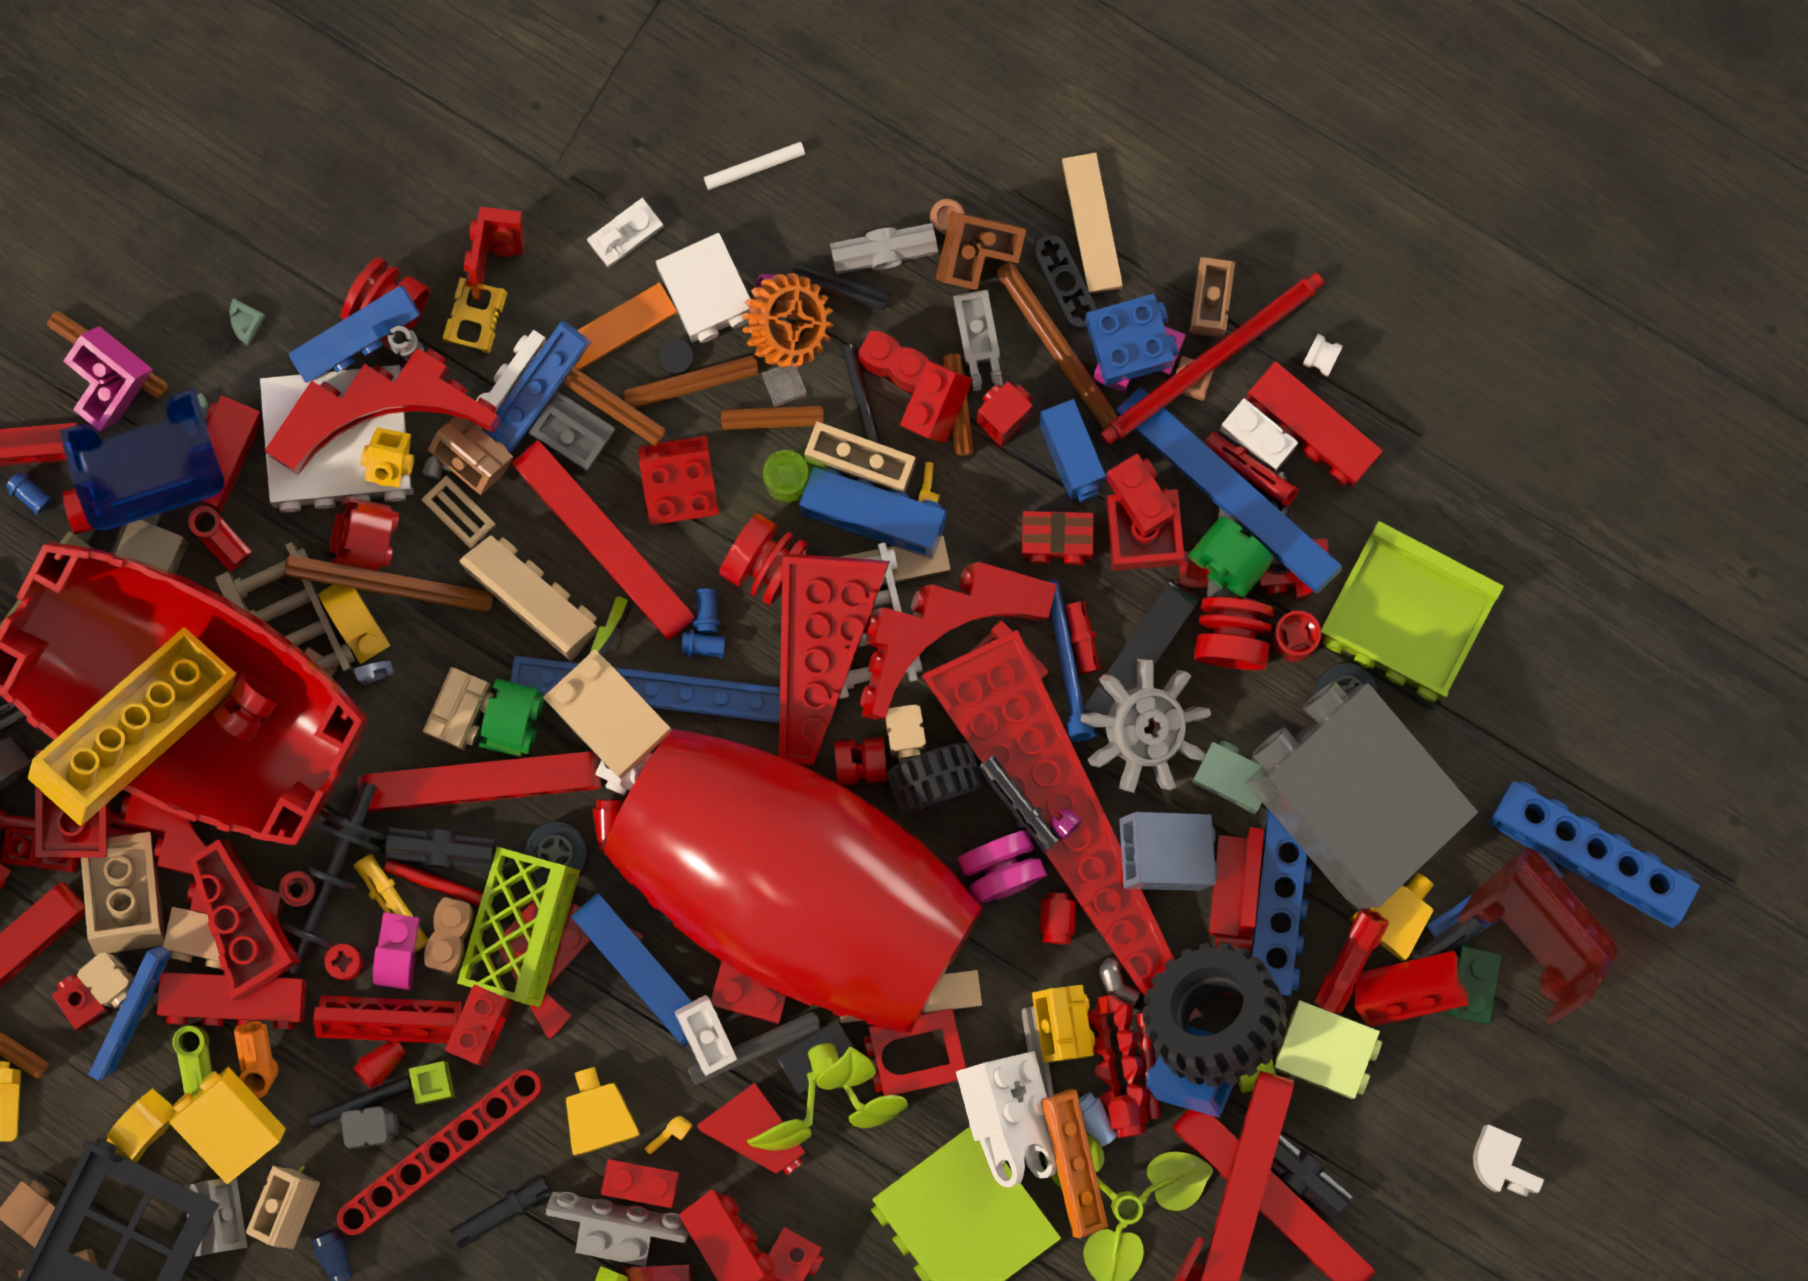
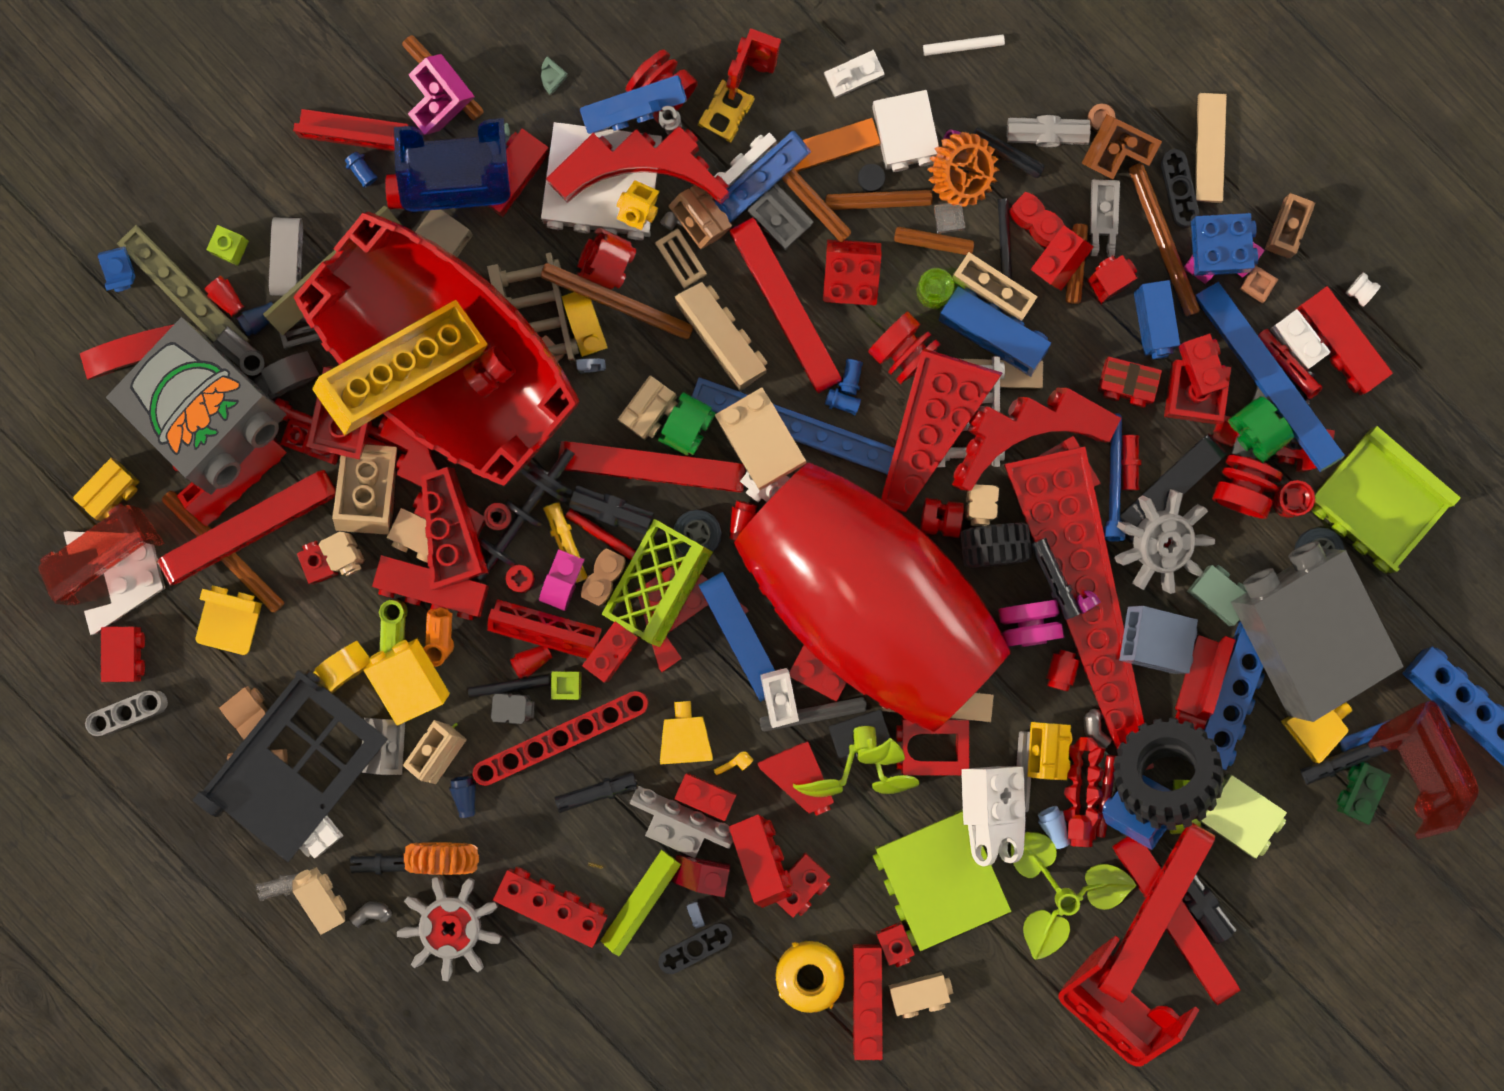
camera: 15 degrees right, 5 degrees up
(130, 1013) = (352, 580): blue tile -> none
(221, 539) = (497, 238): red piece -> none
(617, 618) = (781, 368): lime sticker -> none
(925, 493) = (1036, 325): yellow hand -> none
(1074, 1163) = (1034, 857): orange tile -> none
(1211, 359) = (1278, 273): red piece -> none
(1362, 939) = (1292, 739): red axle -> none
(1409, 989) = (1317, 786): red panel -> none
(1494, 1159) = (1349, 926): white brick -> none

